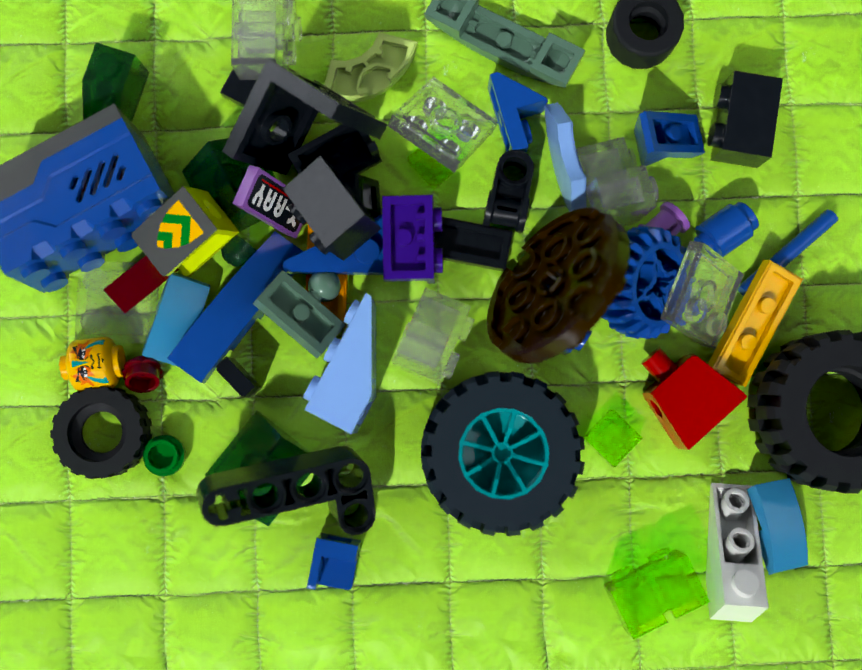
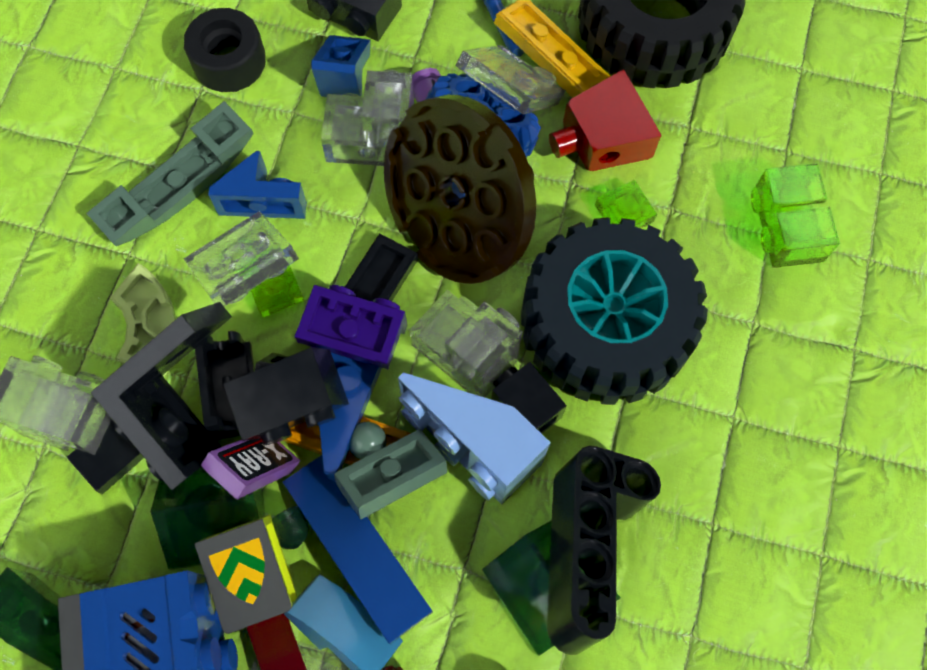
camera: 70 degrees left, 15 degrees down
(238, 377) = (438, 573): black tile -> none
(334, 562) = (681, 532): blue panel -> none
(399, 403) = (530, 396): none -> black brick
(509, 198) = (346, 224): black piece -> none
(564, 156) = (324, 159): light blue tile -> none
(727, 228) = (449, 37): blue brick -> none
(734, 556) = (775, 134): white slope -> none
(782, 525) = (769, 88): dark azure slope -> none

